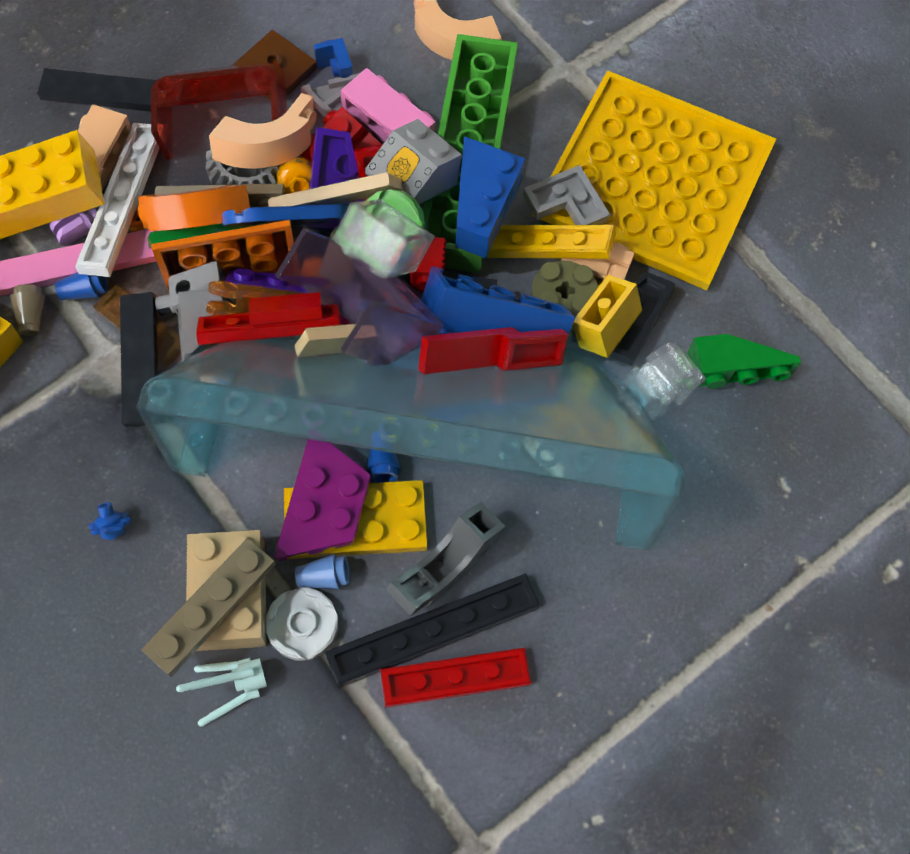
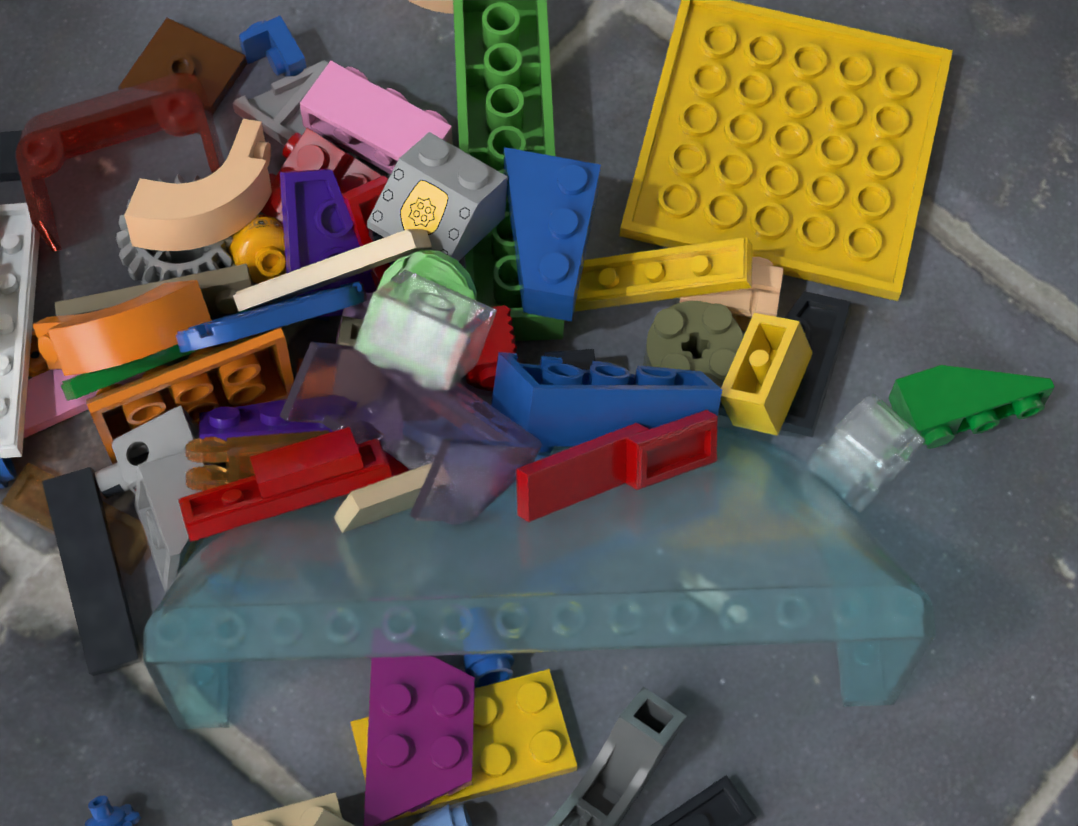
camera: 10 degrees left, 0 degrees up
(567, 191) = (673, 193): light grey plate -> none

